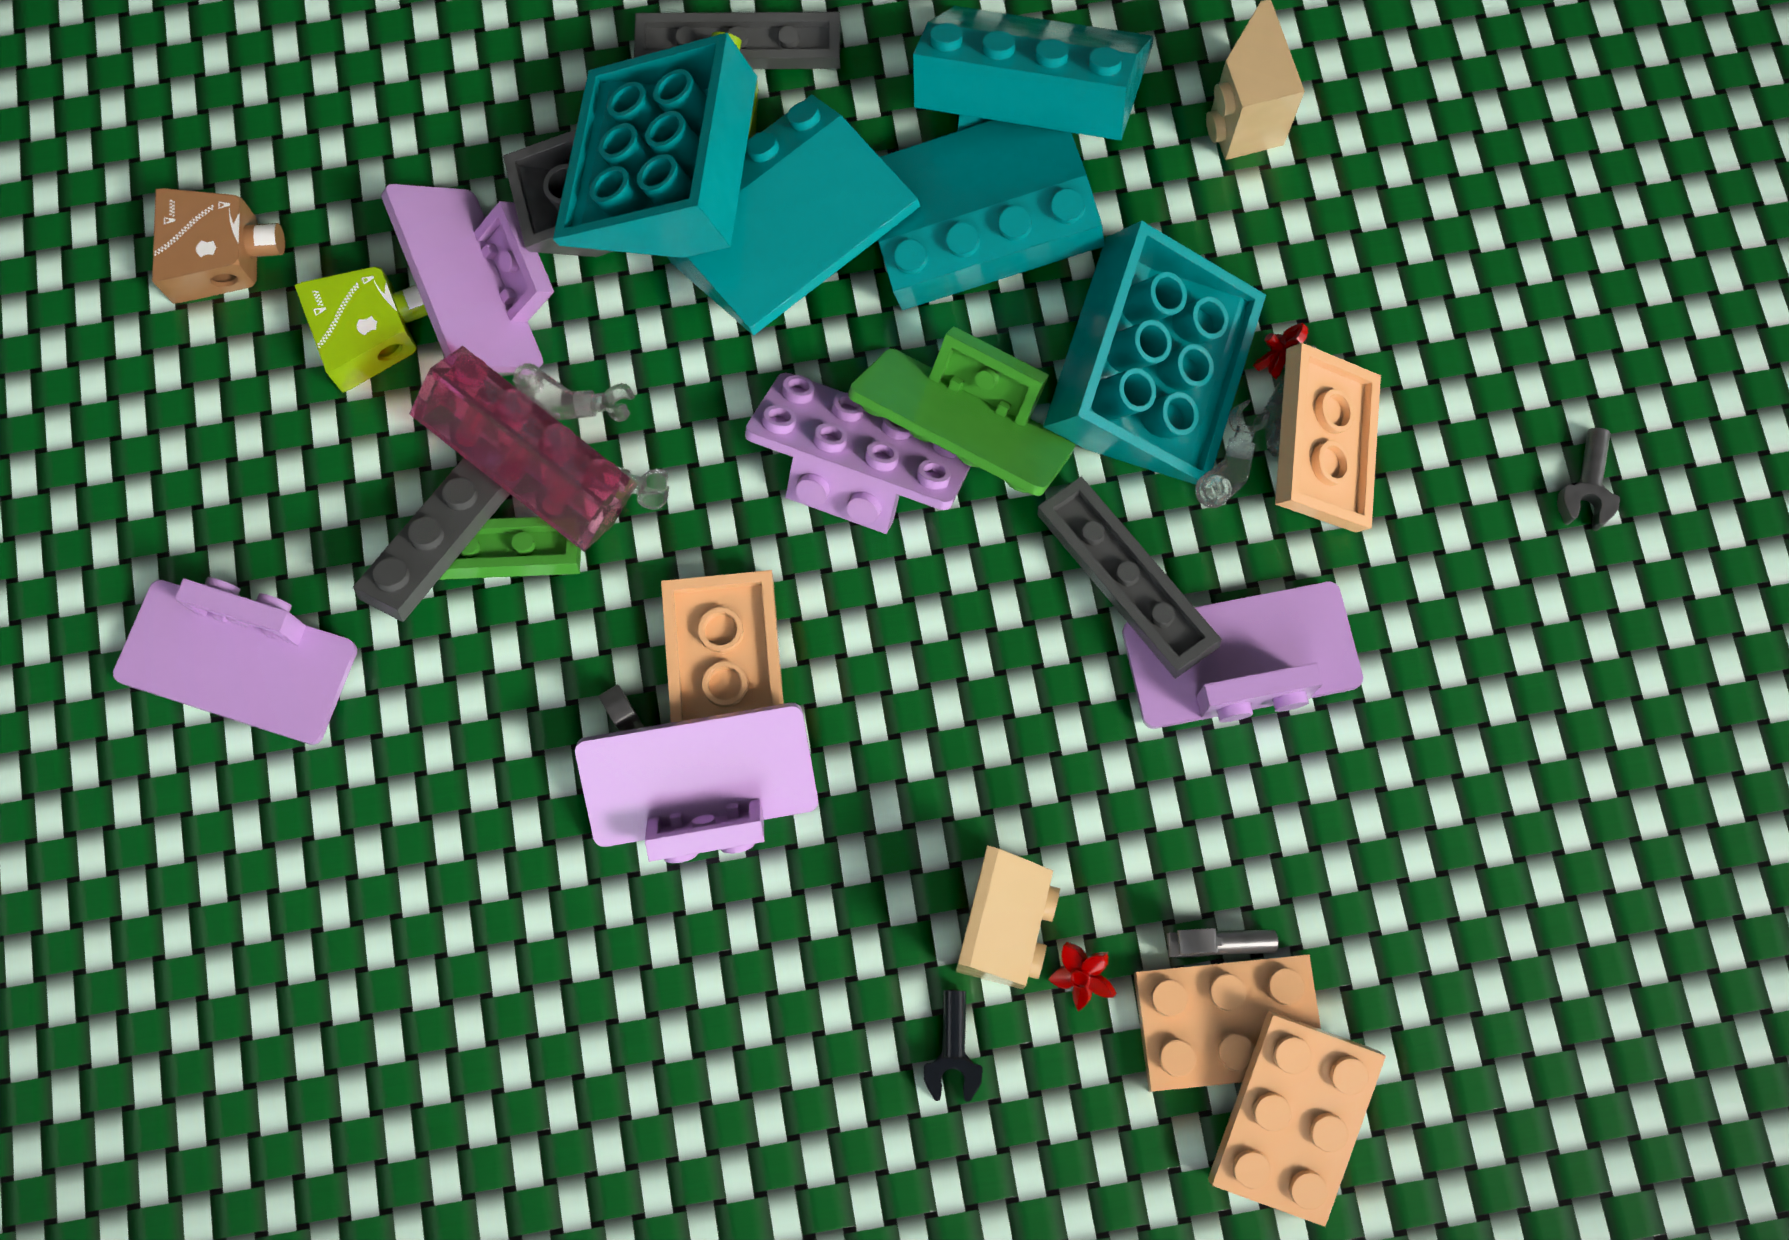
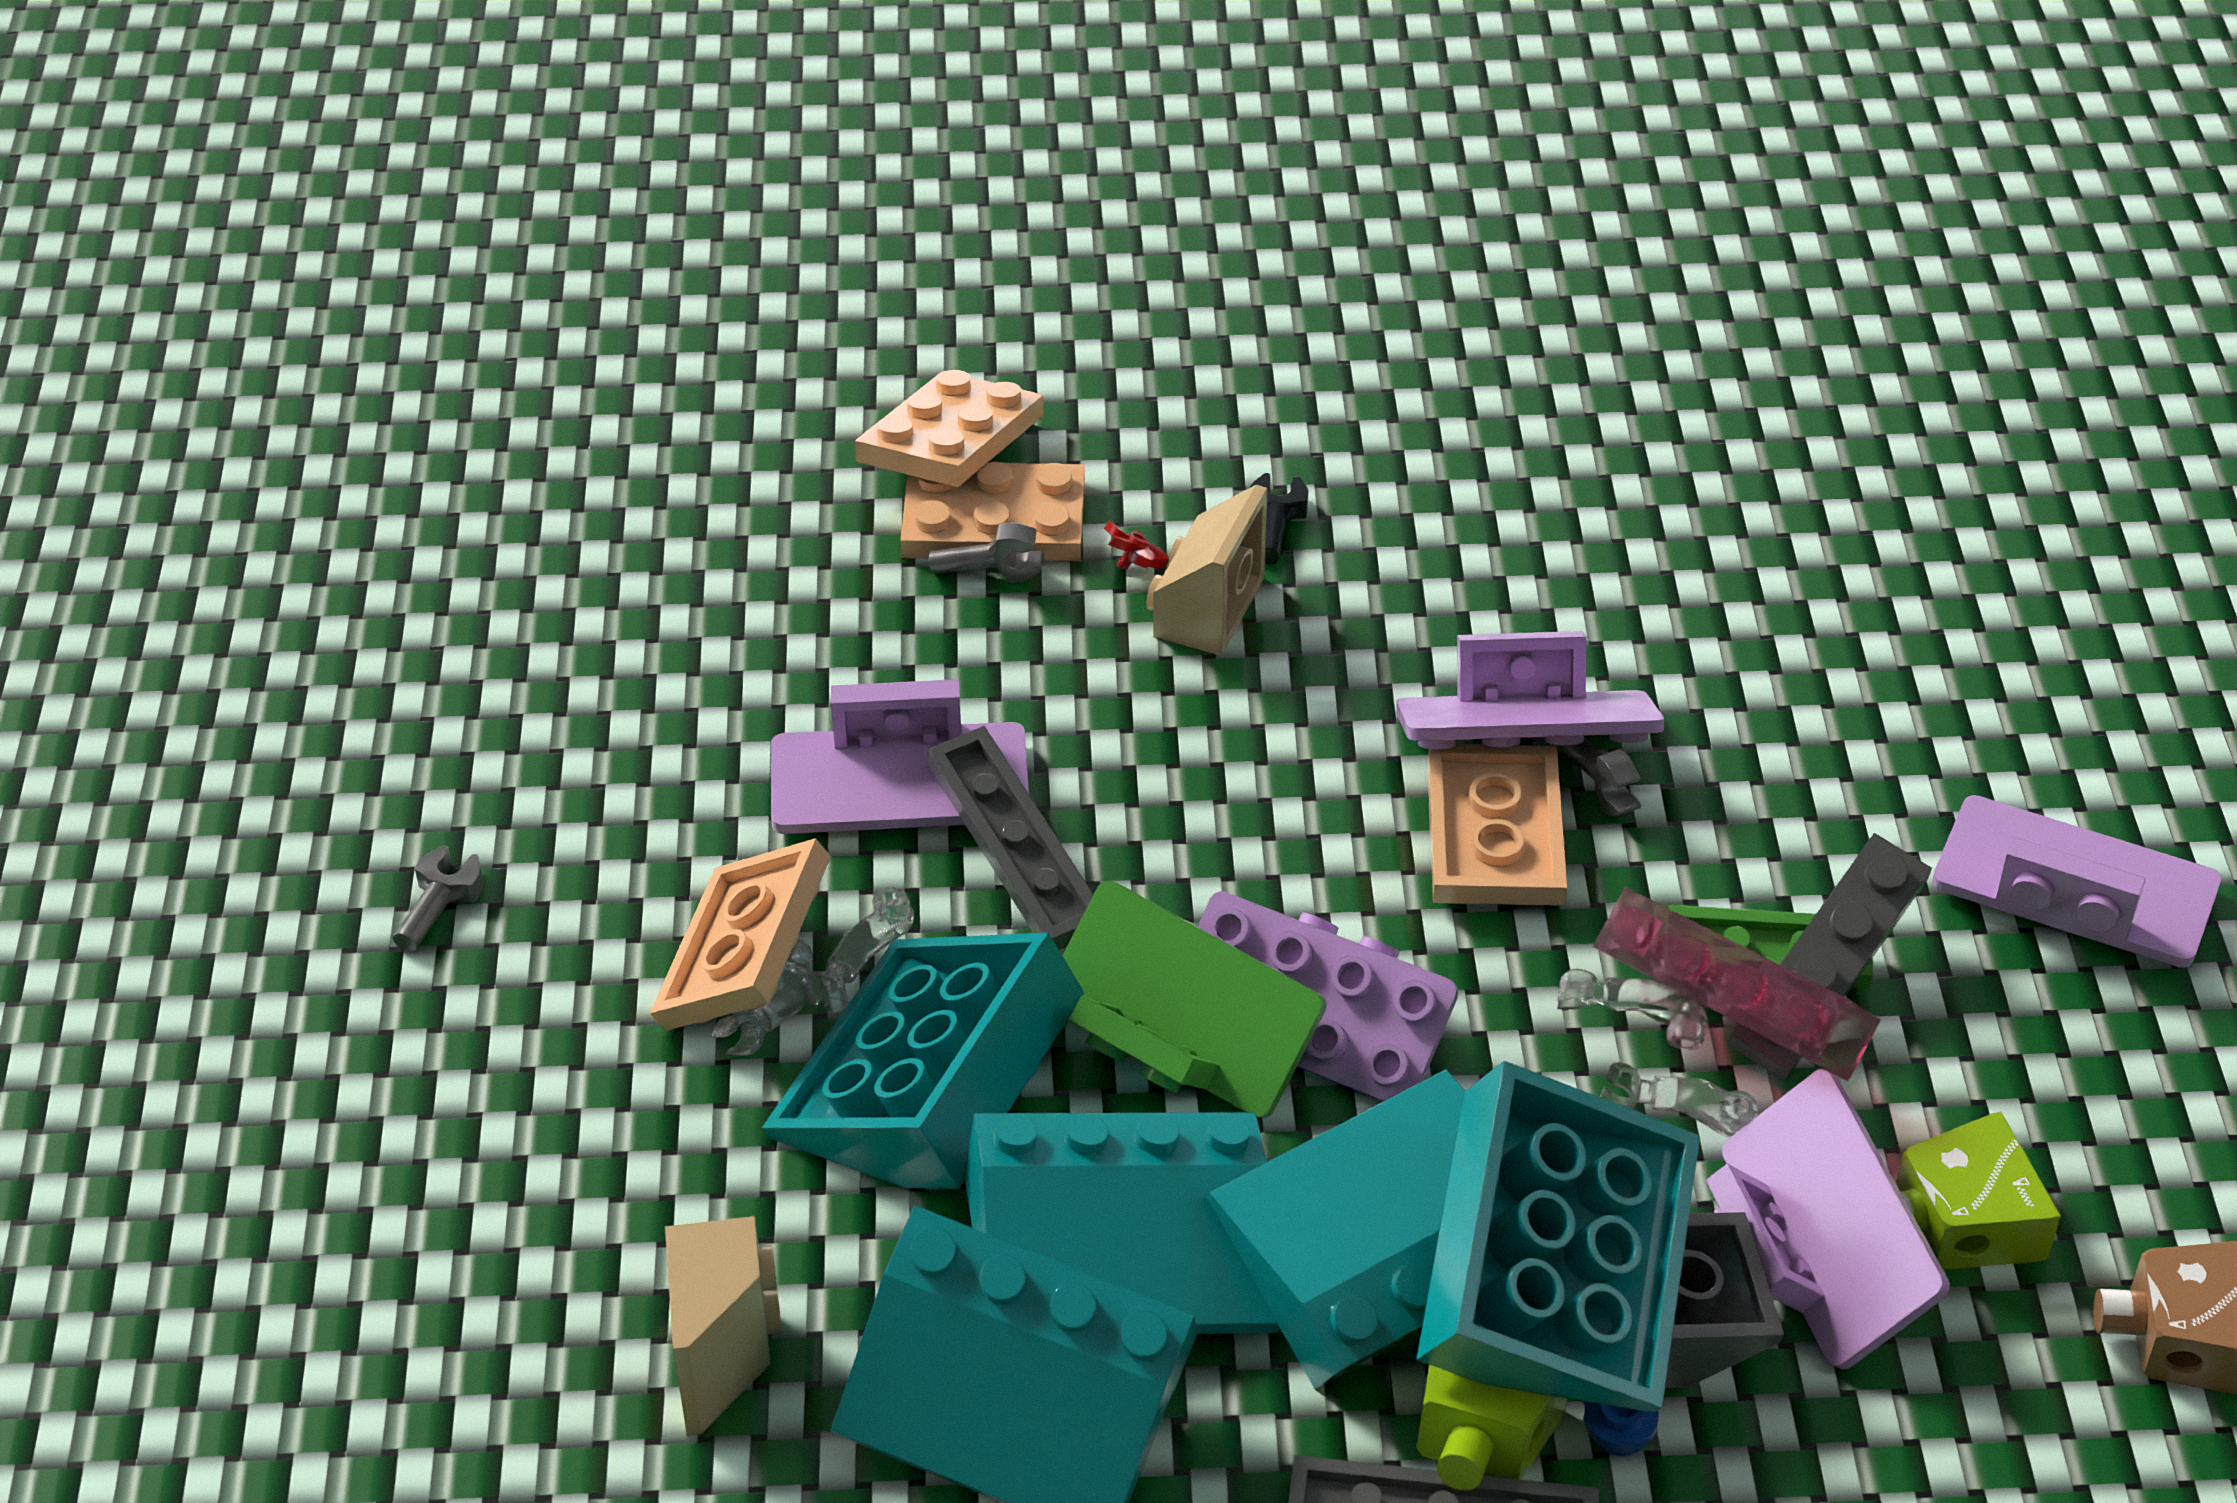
camera: 175 degrees left, 30 degrees down
(1278, 344) = (765, 1046): red plant -> none

